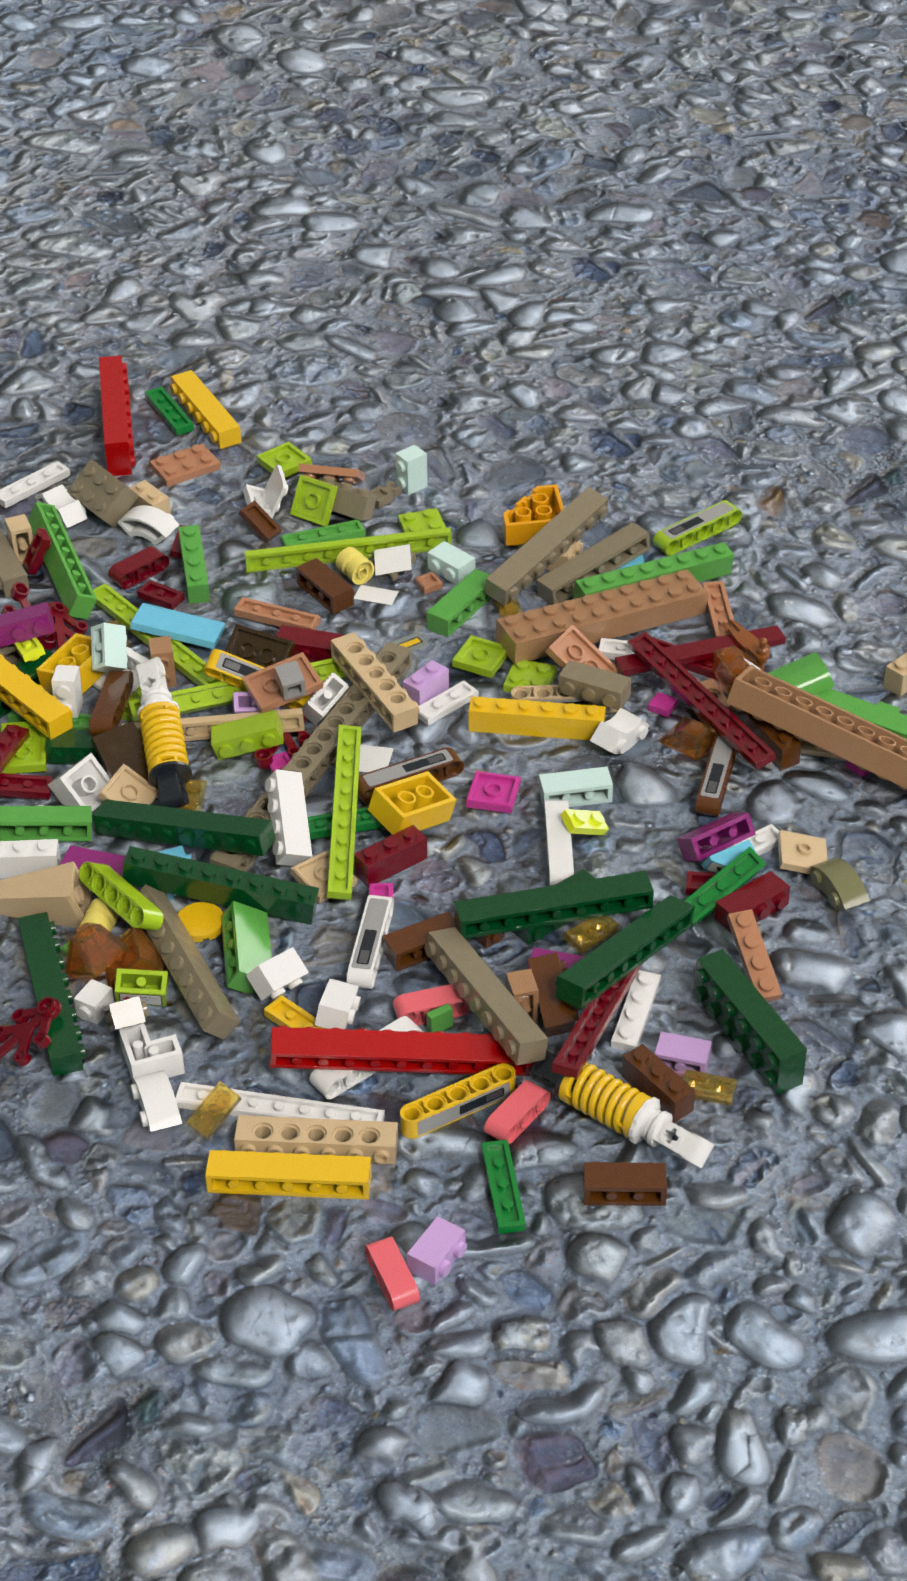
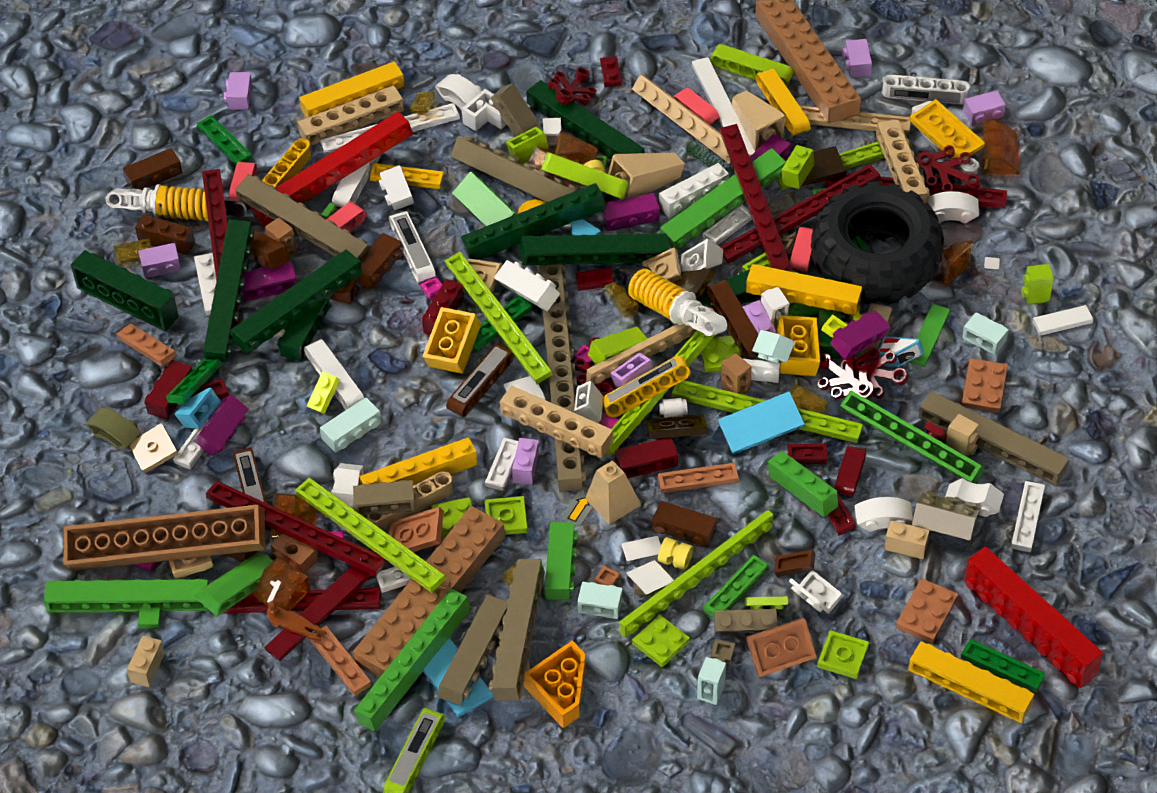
camera: 150 degrees right, 10 degrees up
(87, 697) = (759, 317): none -> lavender brick
(265, 690) = (616, 375): nougat plate -> none
(277, 974) = (448, 187): white brick -> none
(290, 680) = (603, 363): light grey brick -> none
(371, 607) = (611, 493): none -> tan slope
(392, 1273) = (261, 72): coral beam -> none
(493, 792) = (410, 397): dark pink plate -> none
(632, 662) = (370, 535): none -> lime plate

